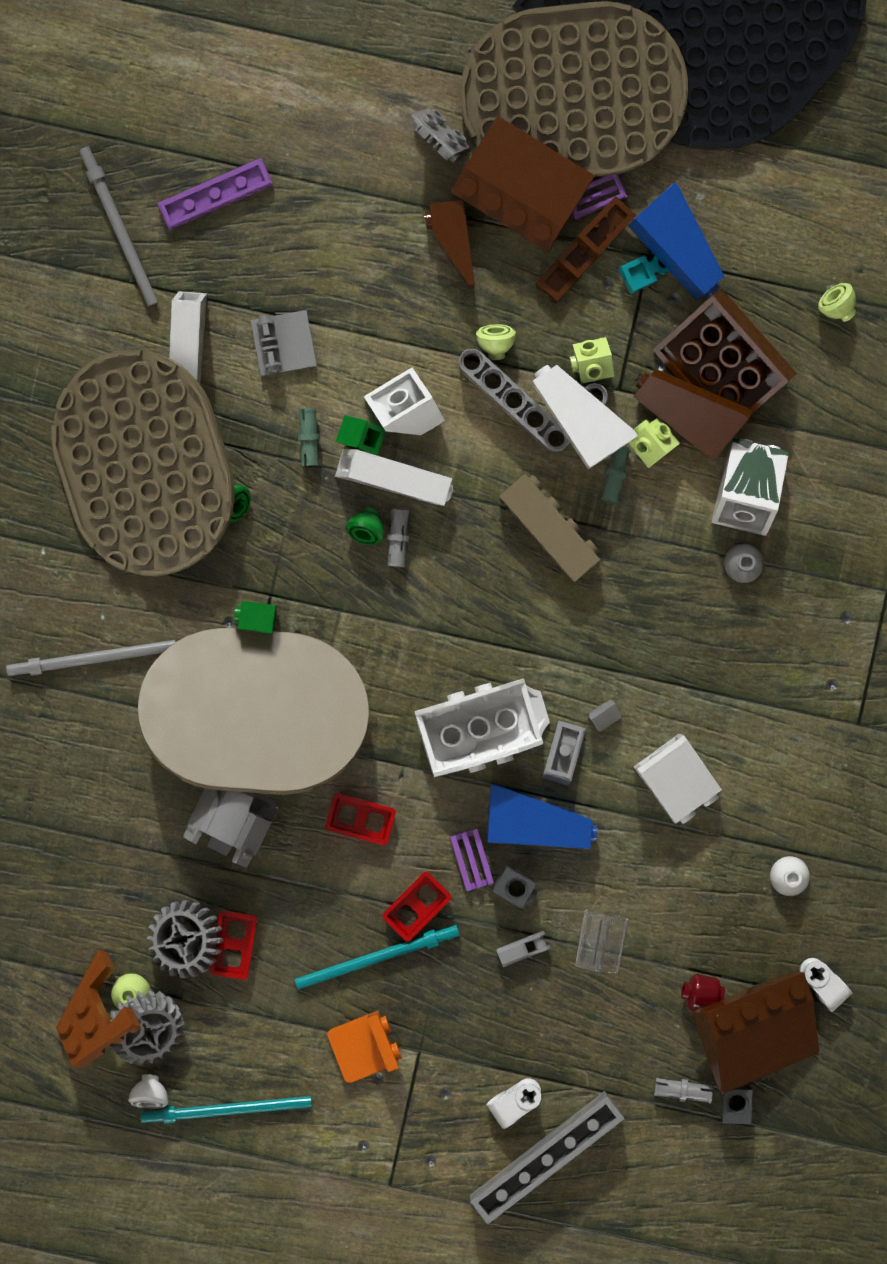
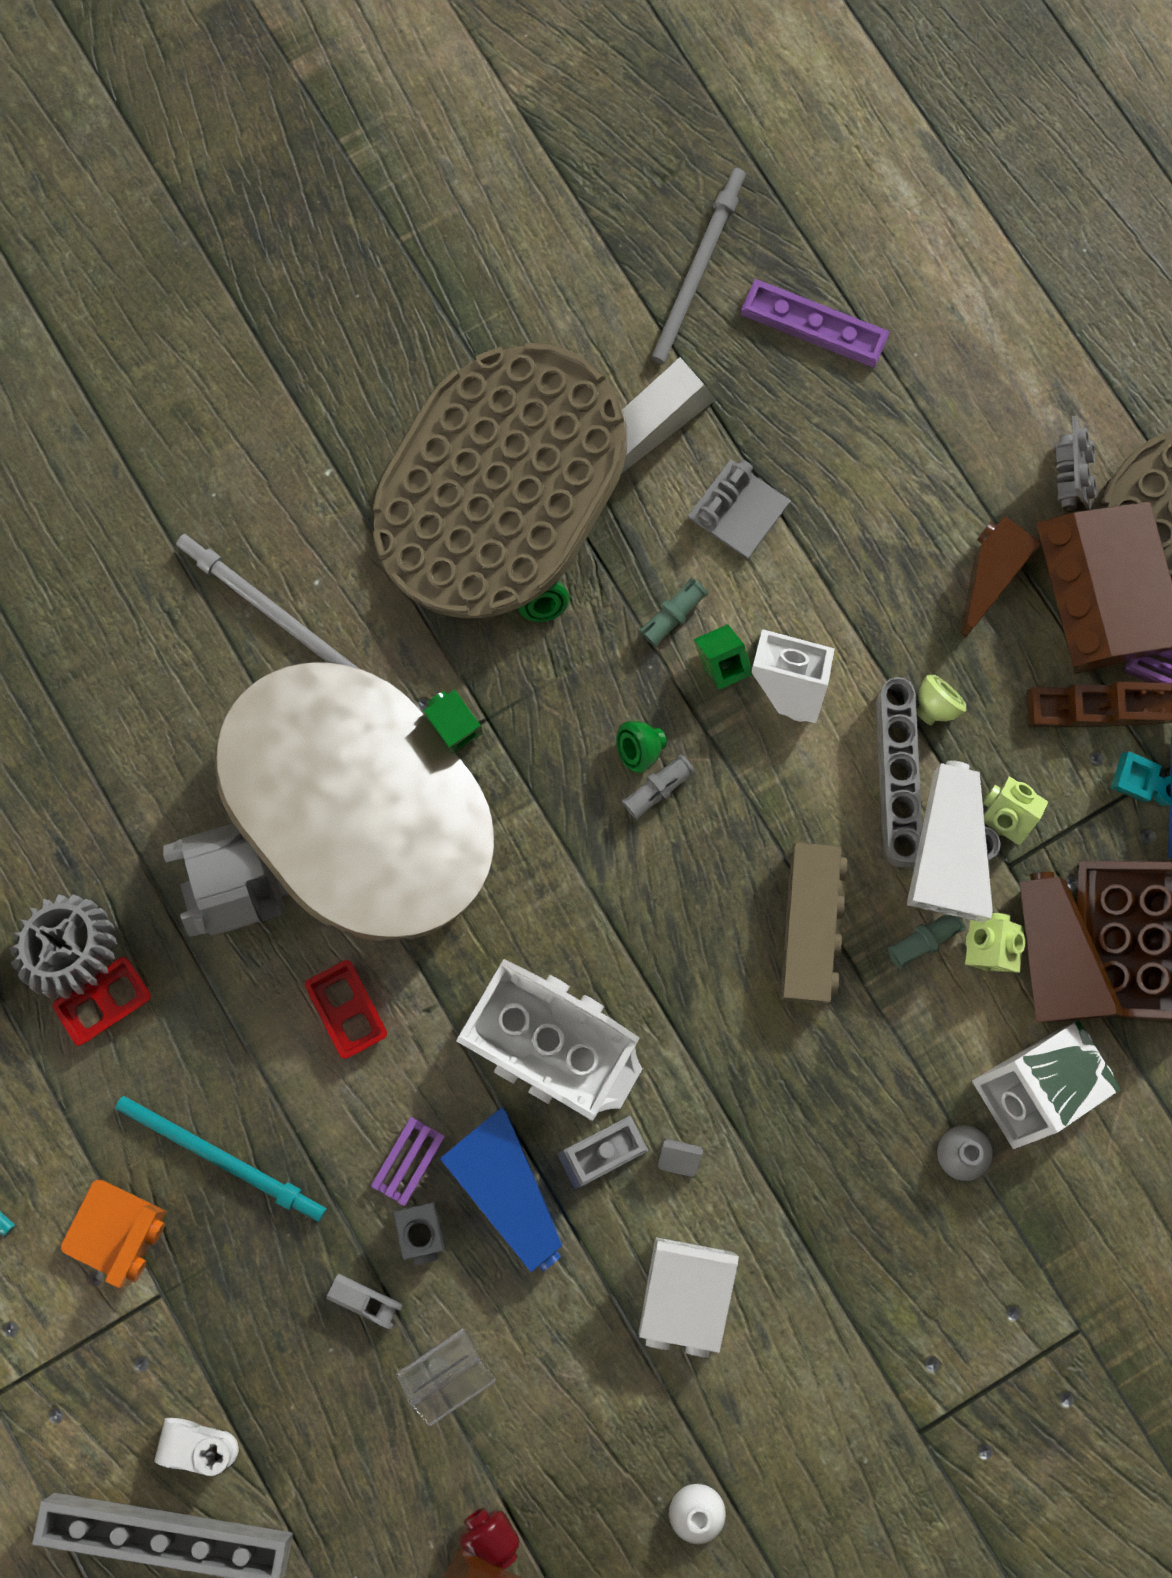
camera: 45 degrees right, 10 degrees down
(394, 477) = (715, 726): white slope -> none
(424, 912) = (310, 1163): red piece -> none

